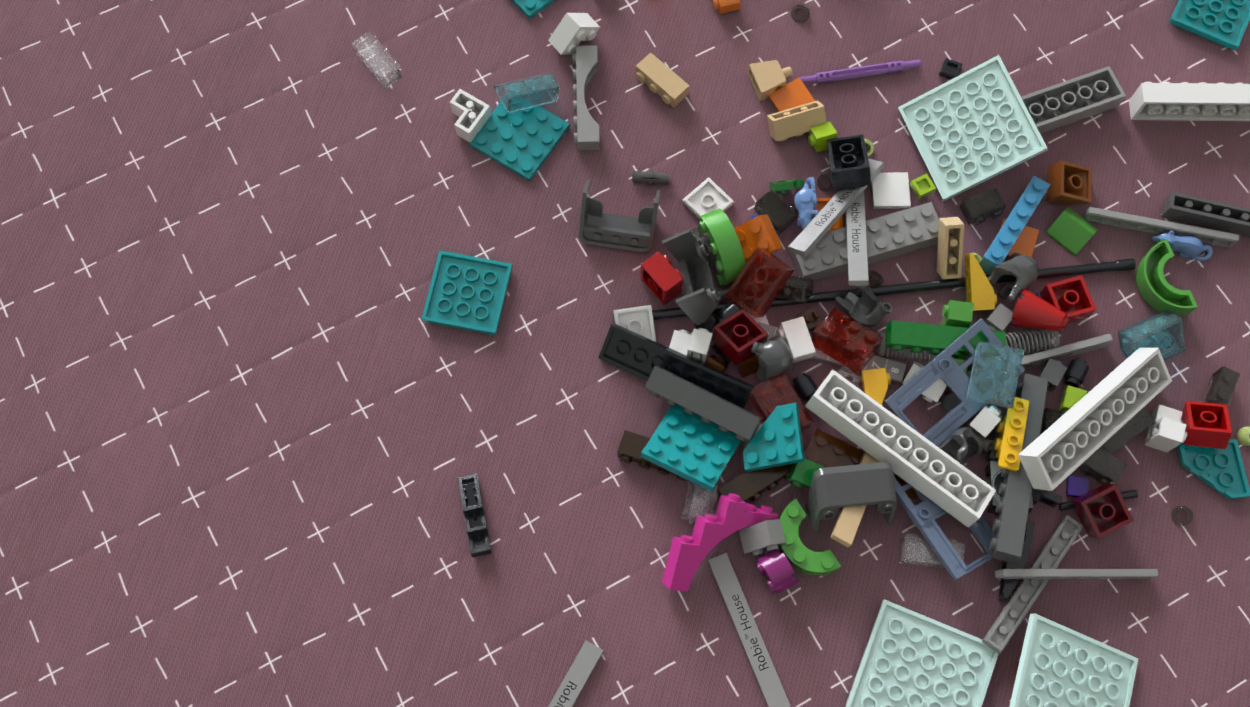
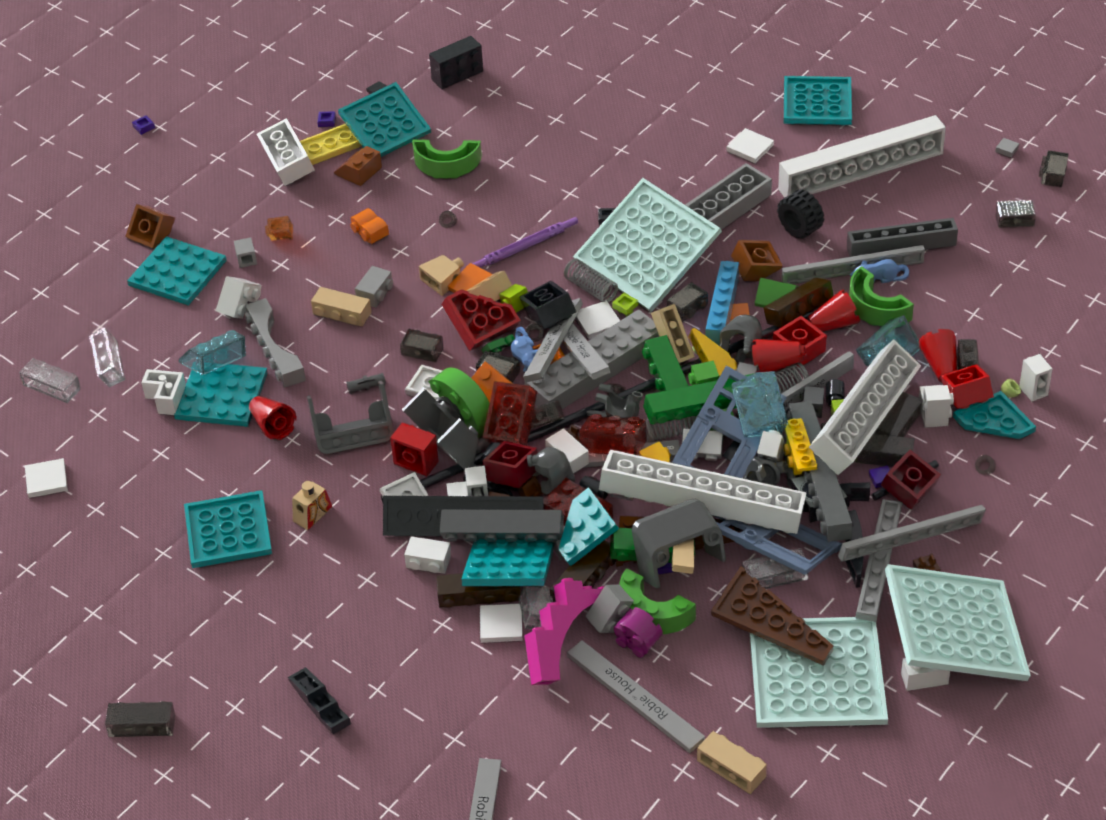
camera: 20 degrees left, 25 degrees down
(318, 468) = (140, 719): none -> clear smoke brick
(335, 167) = (46, 478): none -> white tile
(433, 56) = (107, 358): none -> clear brick
(546, 300) = (310, 504): none -> tan torso
(551, 185) = (273, 417): none -> red cone
(627, 399) = (427, 555): none -> white brick
(663, 500) = (500, 623): none -> white tile
(701, 68) = (375, 285): none -> light grey brick
(717, 155) = (422, 345): none -> clear smoke brick
(779, 151) = (479, 317): none -> red brick
(893, 127) = (602, 291): none -> light grey piece
(897, 603) = (766, 616): none -> reddish brown wing
(927, 286) = (663, 364): none -> green brick
(1073, 608) = (927, 563): none -> reddish brown tile
(1087, 253) = (798, 302): none -> dark brown brick
(1116, 281) = (835, 313): none -> red cone
(1124, 37) = (750, 145): none -> white tile
(1135, 149) = (800, 214): none -> black tyre
(1197, 374) = (940, 351): none -> red cone

